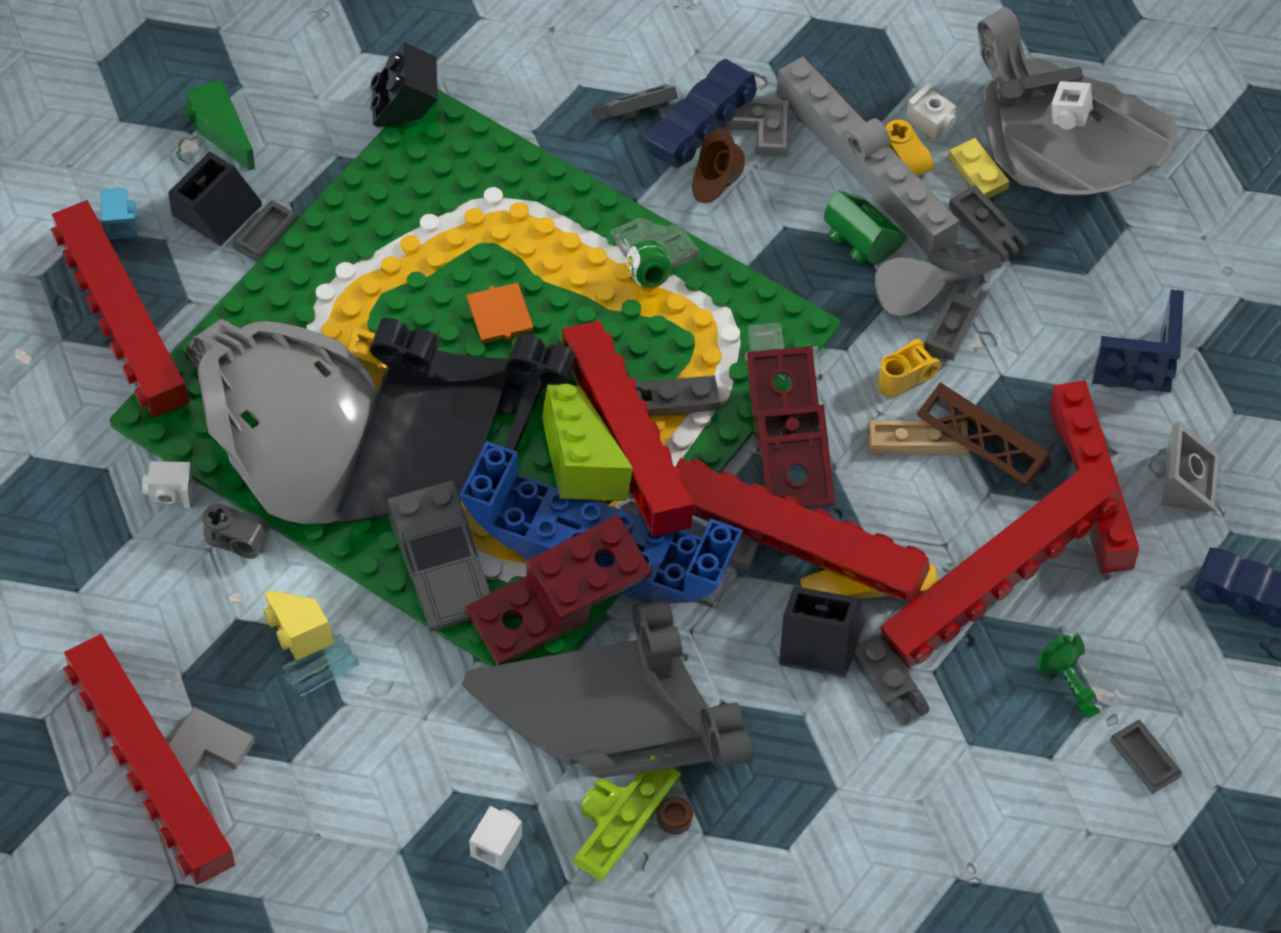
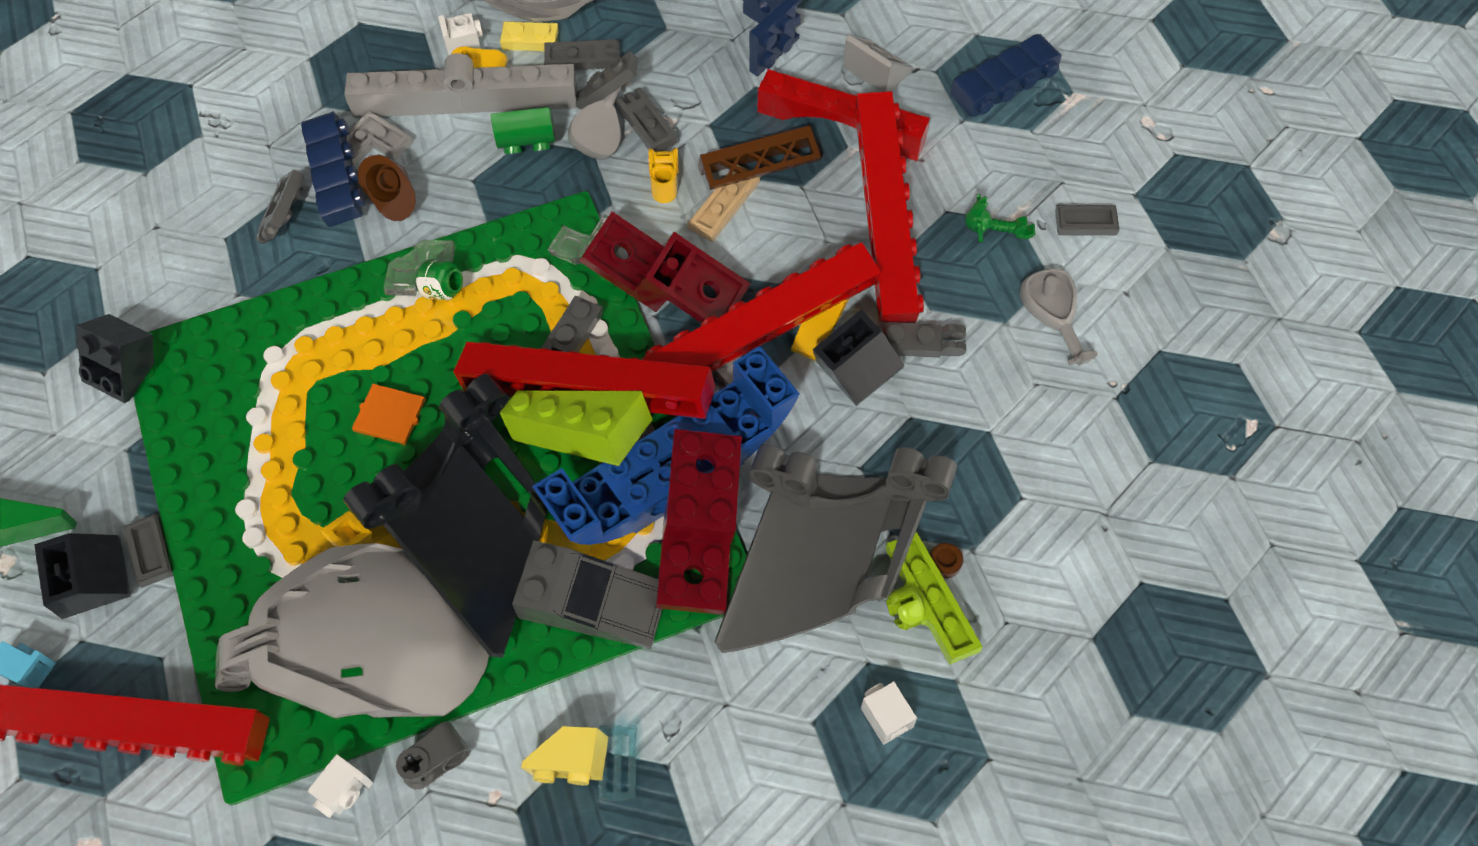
camera: 55 degrees left, 5 degrees up
(1022, 770) = (1053, 301): none -> light grey piece

